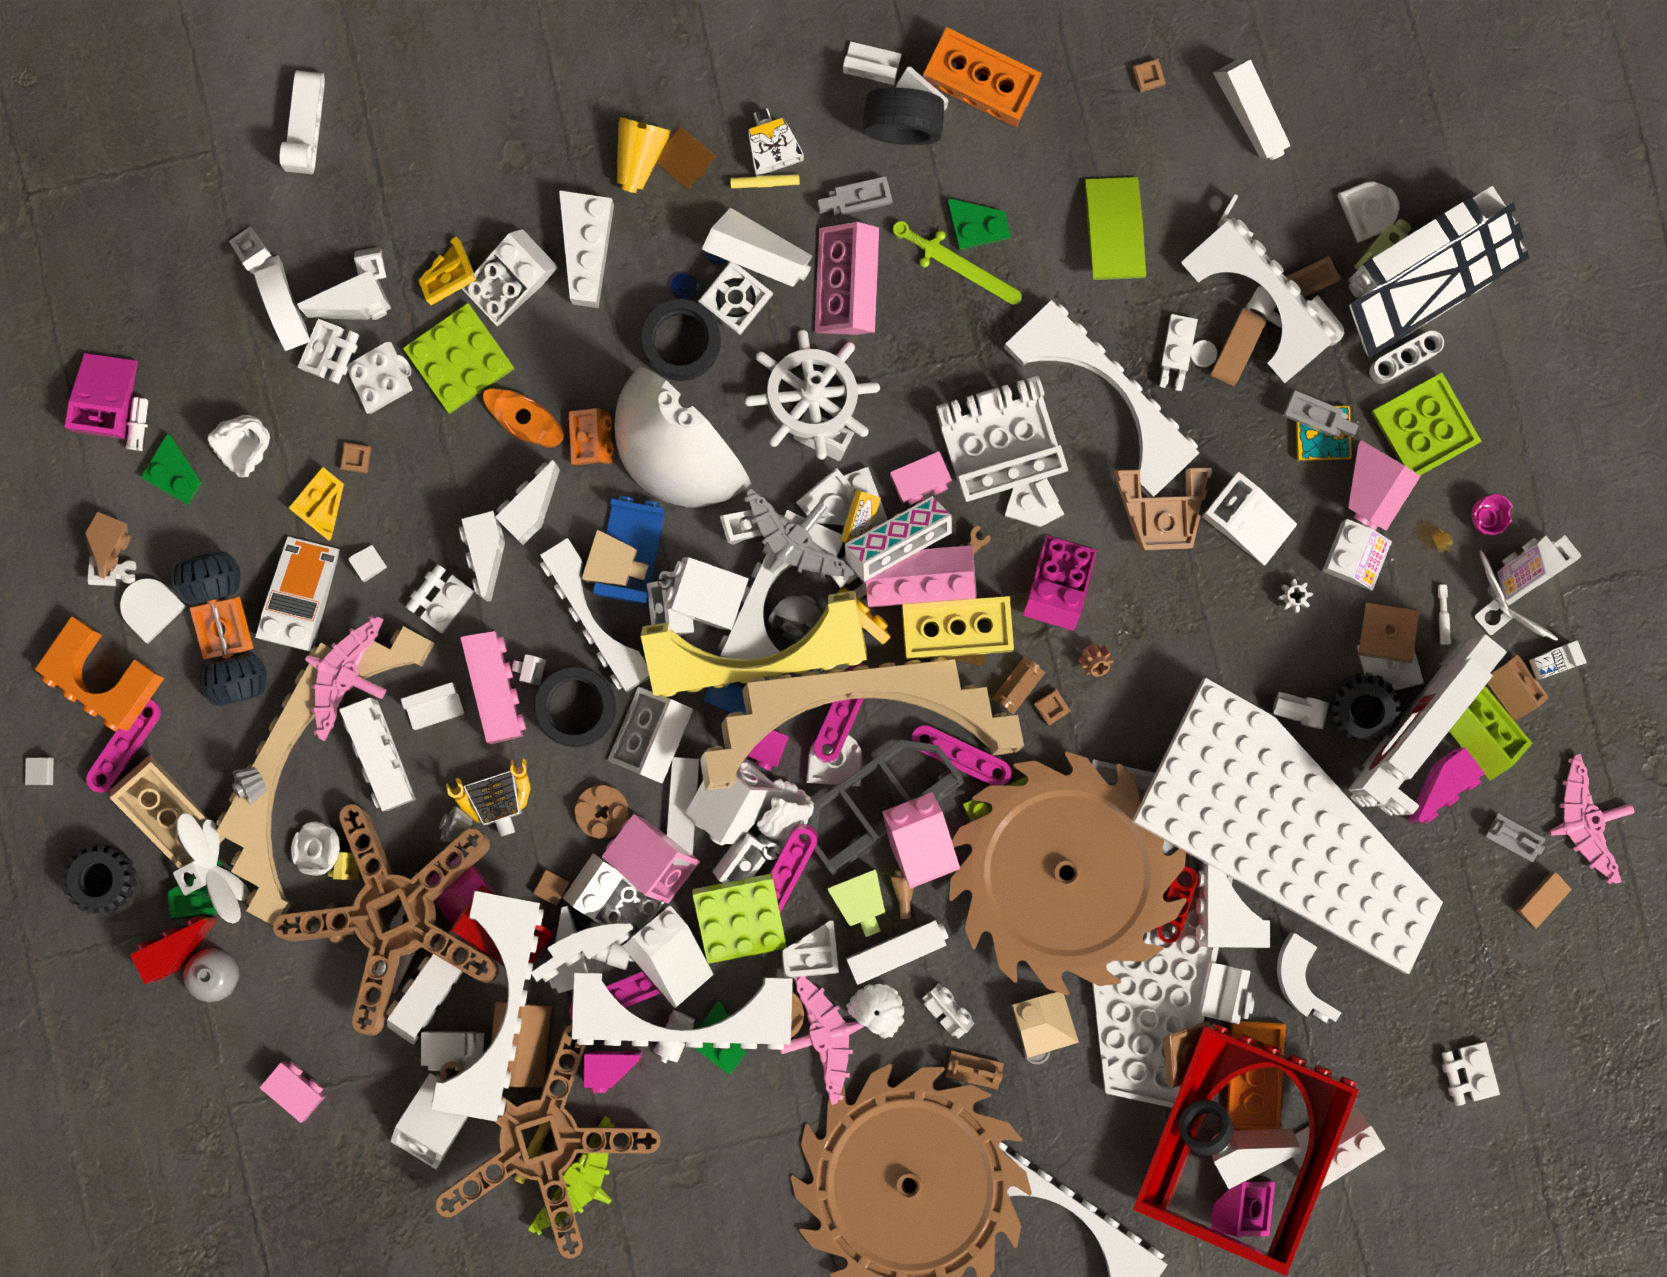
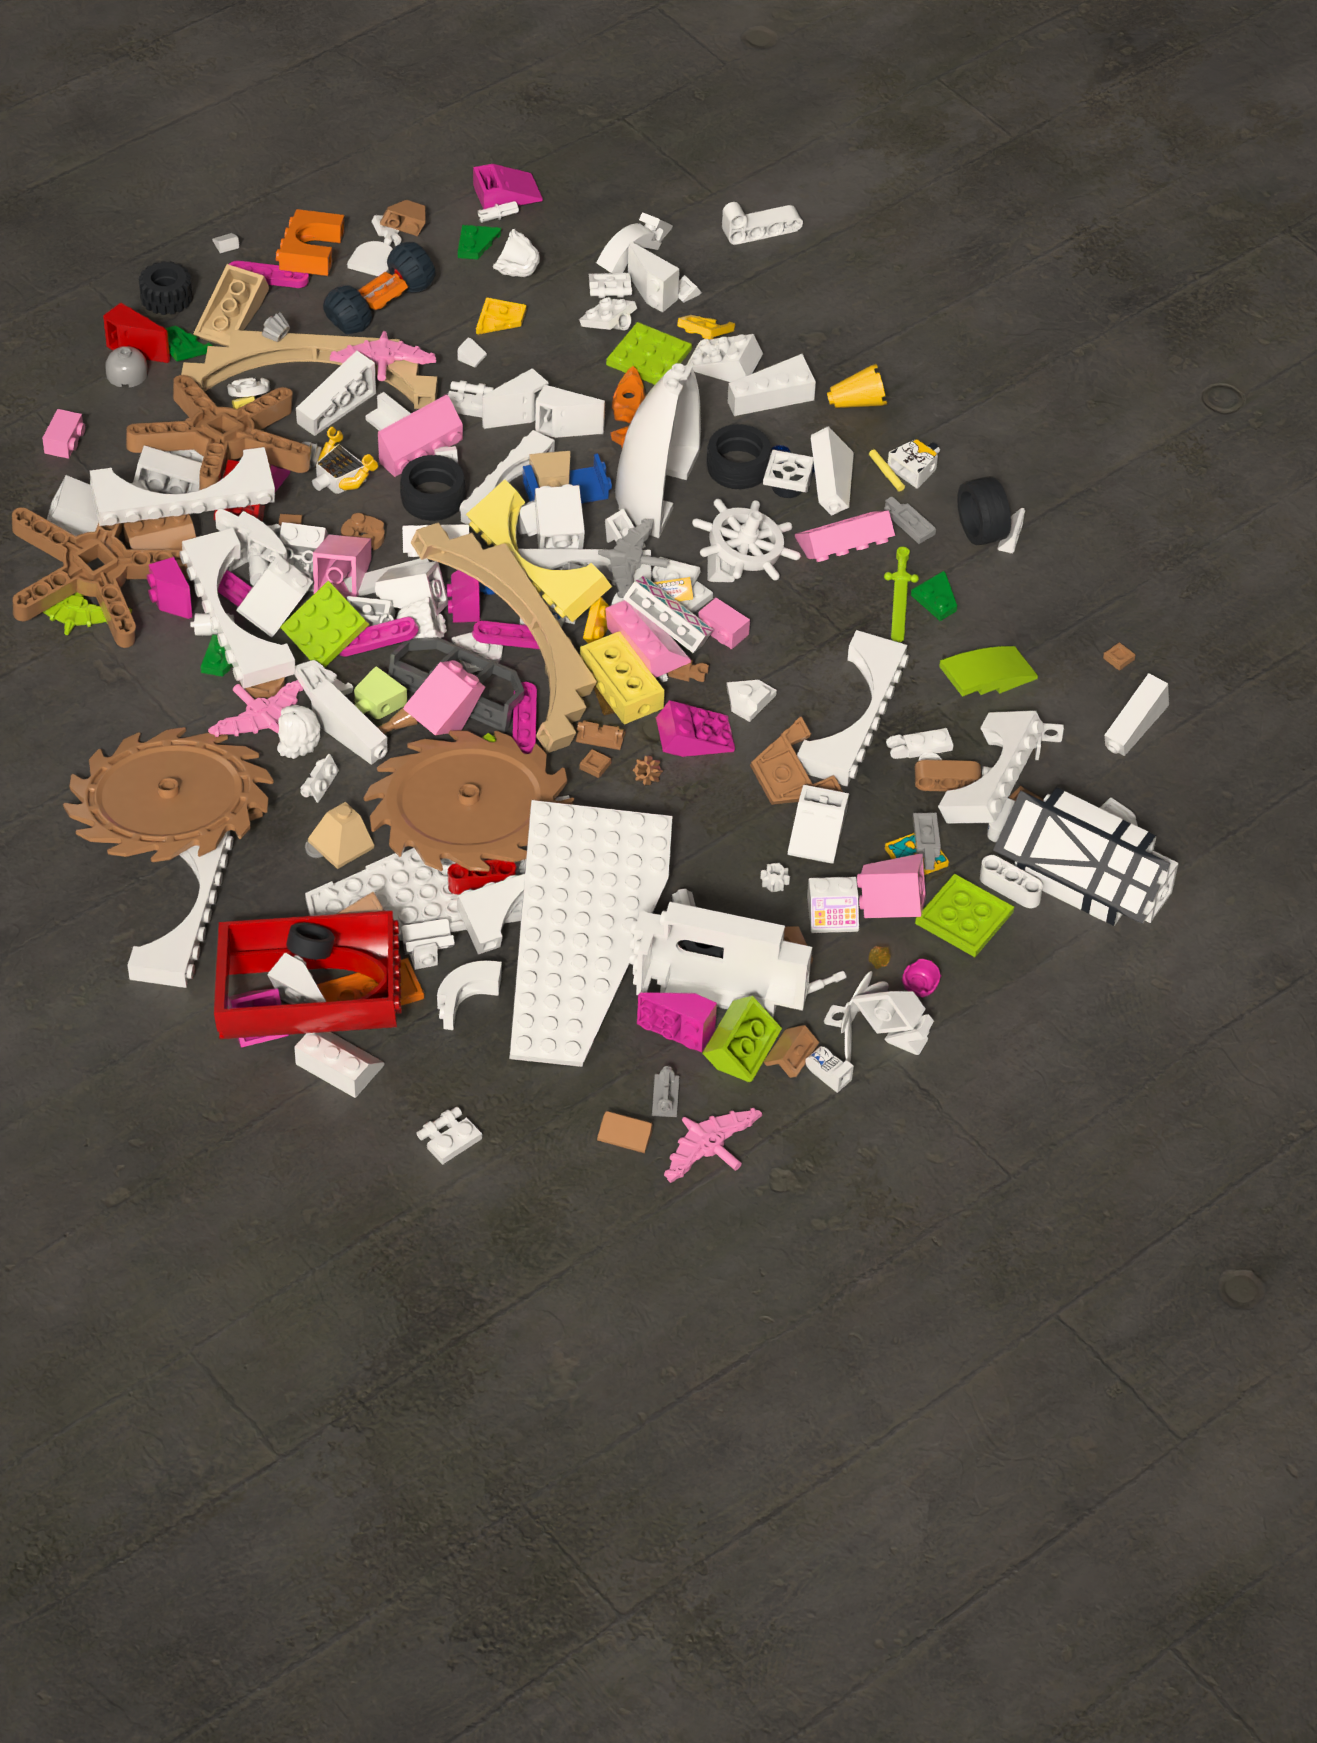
camera: 70 degrees right, 35 degrees down
(221, 884) = (213, 330): white piece -> none
(298, 594) = (426, 324): slope -> none
(355, 458) = (543, 326): medium nougat tile -> none
(685, 158) = (873, 424): clear orange piece -> none
(871, 63) = (1016, 495): white panel -> none
(974, 1070) = (280, 809): medium nougat hinge -> none
(981, 60) = (1050, 531): orange brick -> none
(1001, 440) = (784, 656): white slope -> none

